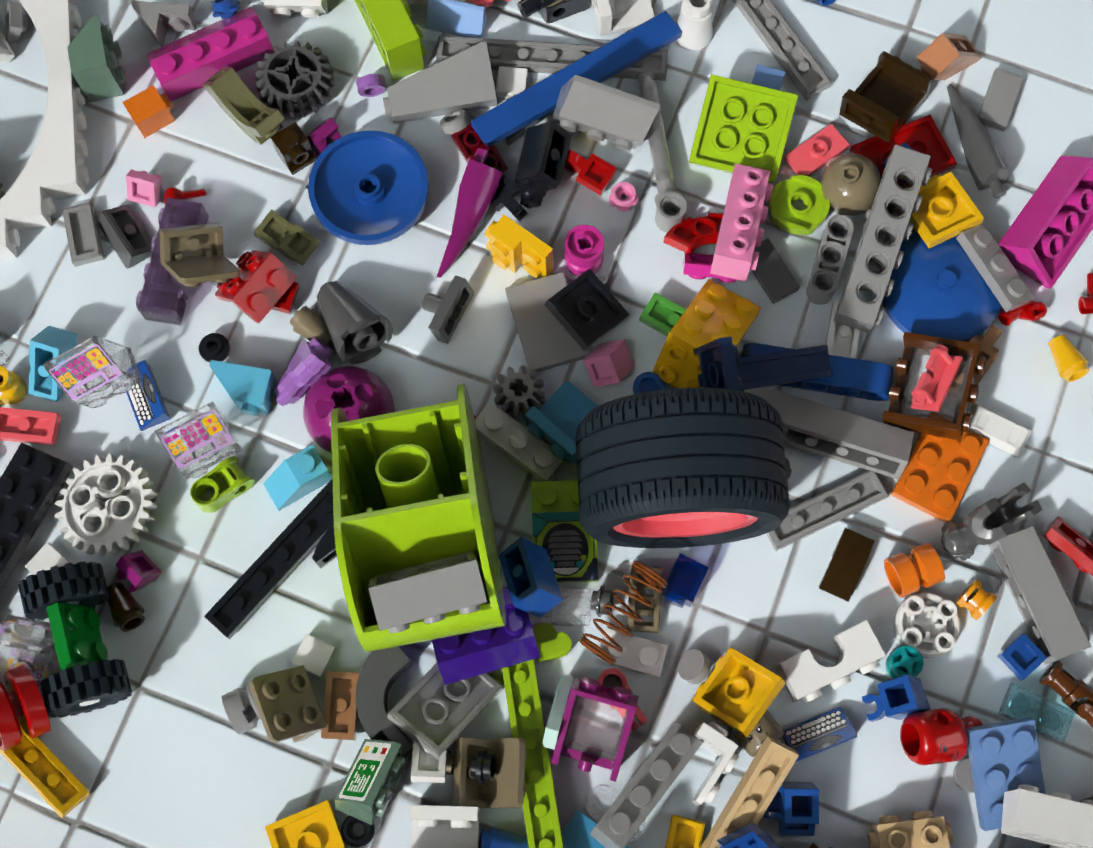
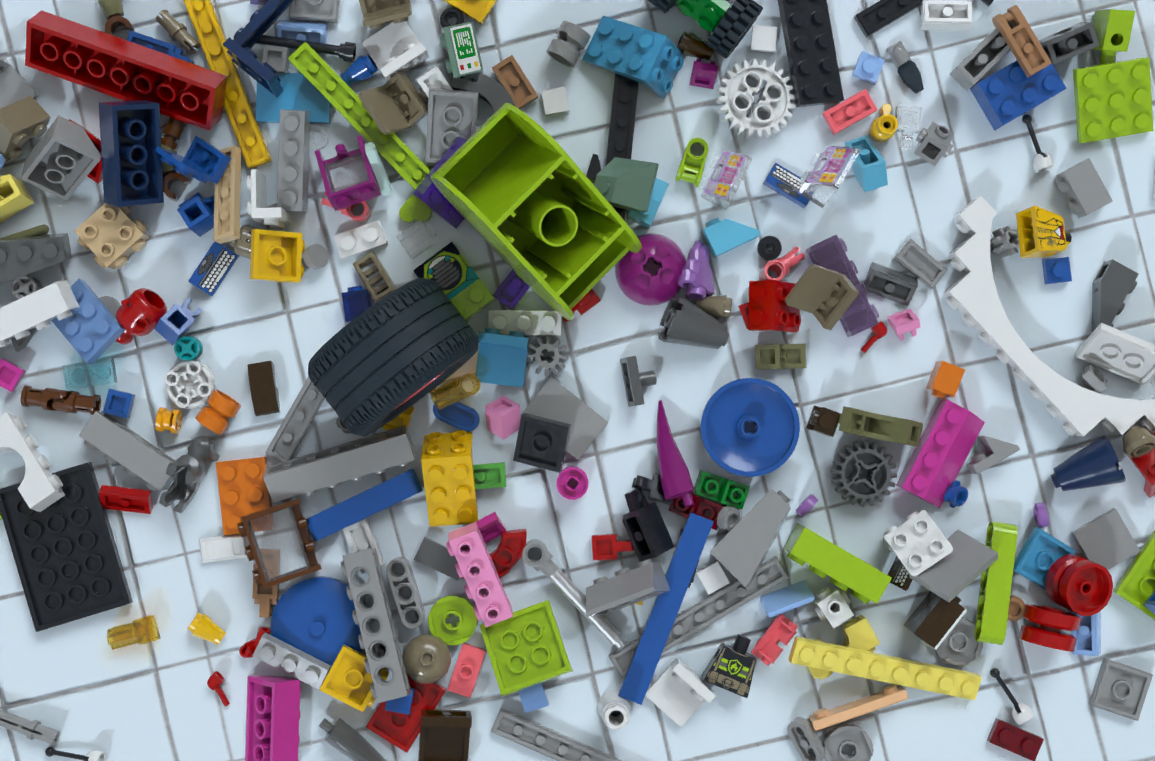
camera: 145 degrees right, 15 degrees up
(95, 61) = (1008, 386): sand green slope -> none
(192, 644) = (635, 54): none -> dark azure bracket
(218, 319) = (782, 265): none -> coral pin
(287, 705) = (543, 55): dark tan bracket -> none
(300, 501) = (627, 183): none -> sand green slope
(317, 136) = (813, 447): magenta tile -> none
(427, 592) = (485, 157): light grey slope -> none
(441, 154) = (721, 489): none -> green slope
(483, 767) = (399, 104): black plate -> none
(508, 486) = (511, 290): none -> dark purple plate
(516, 246) = (621, 451): yellow plate -> none
(530, 577) = (450, 235): blue brick -> none
(602, 597) = (399, 257): dark grey plate -> none
(623, 189) = (575, 550): bright pink plate -> none
(655, 582) = (375, 288): dark orange piece -> none
(725, 370) = (413, 448): dark blue bracket -> none
(856, 649) = (220, 333): white arch -> none
(936, 381) = (277, 544): coral hinge -> none

